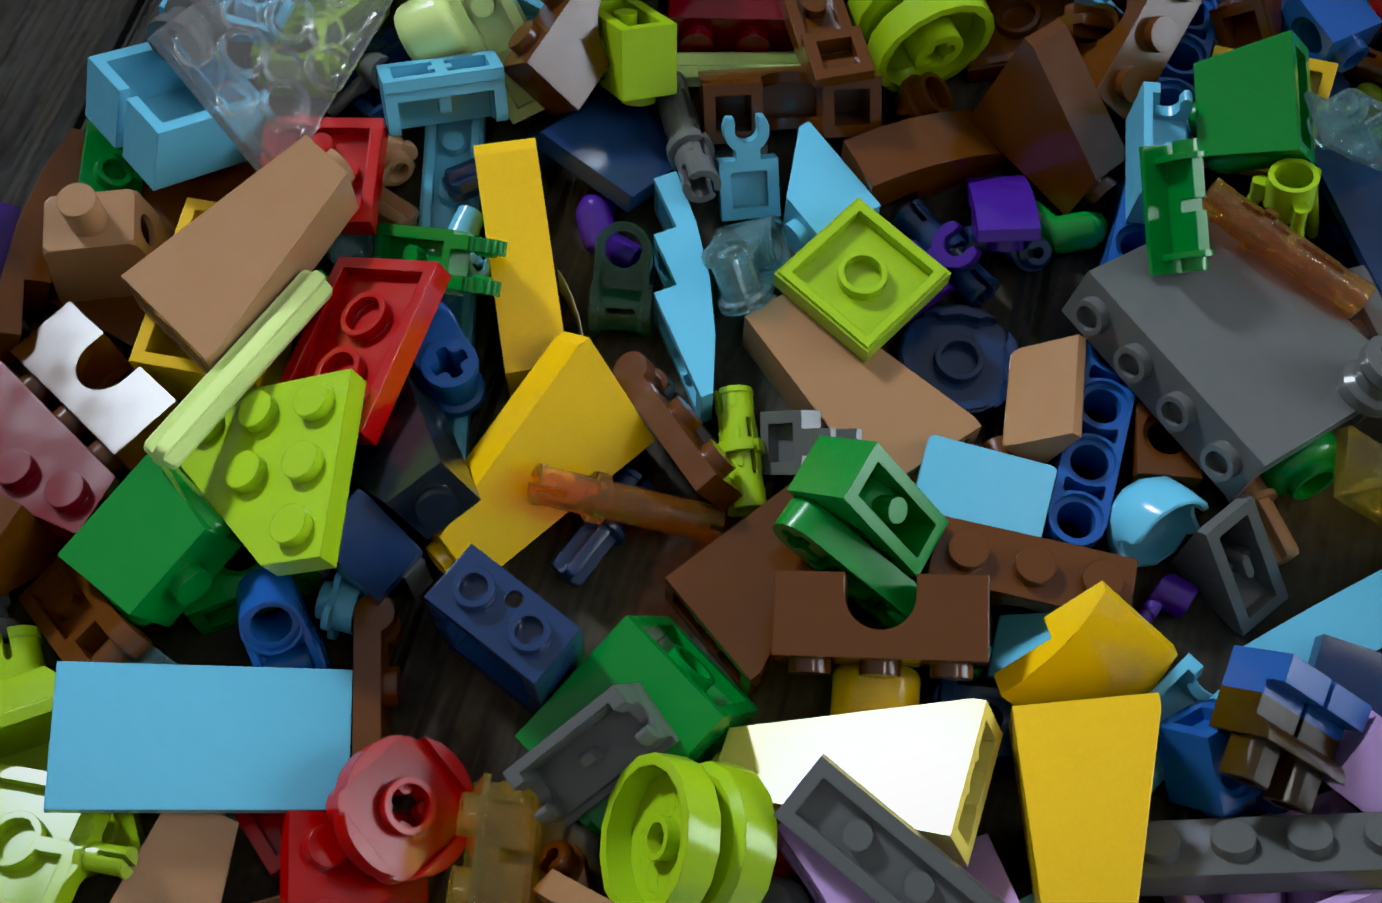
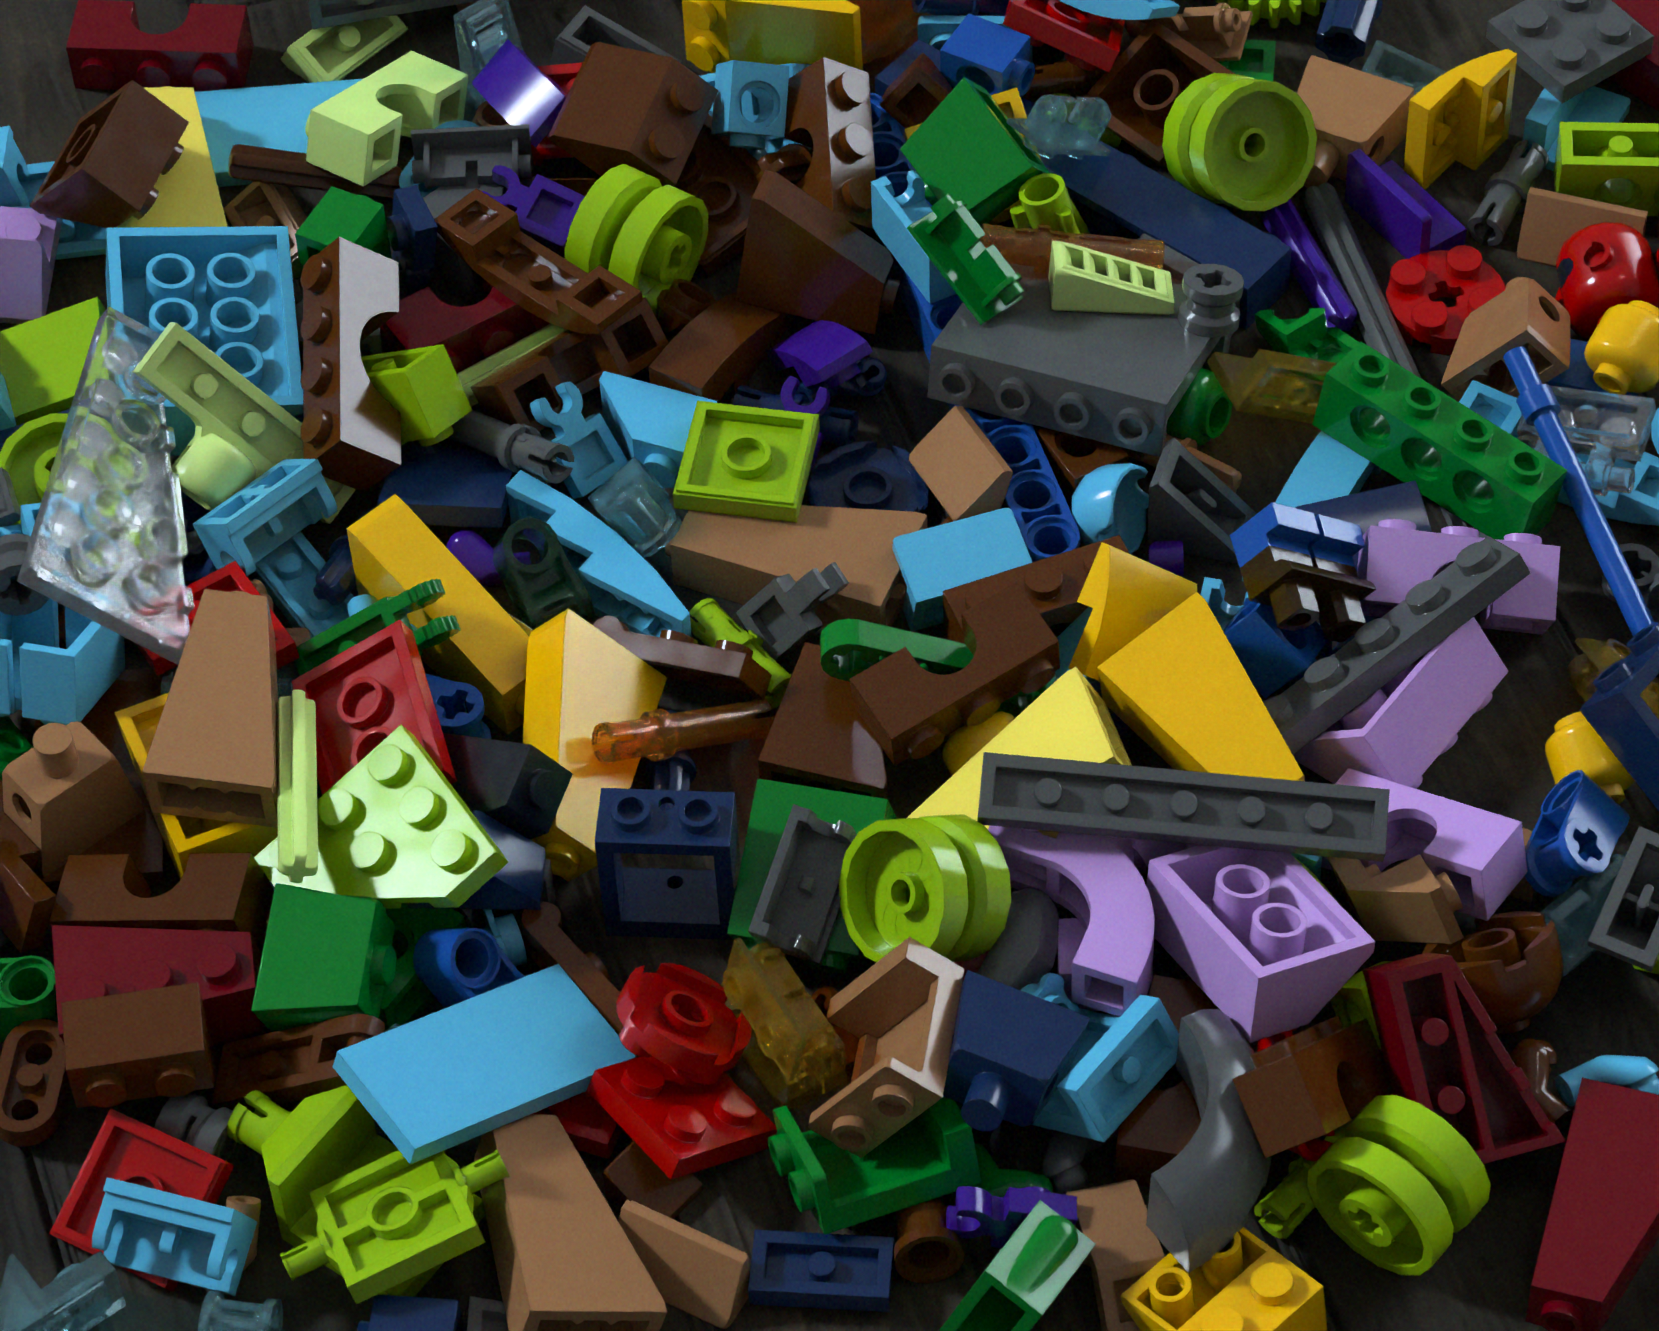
camera: 30 degrees left, 15 degrees down
(872, 498) = (883, 590): green brick -> none
(1072, 231) = (893, 339): green arm -> none
(1294, 300) = (1106, 283): none -> yellowish green slope

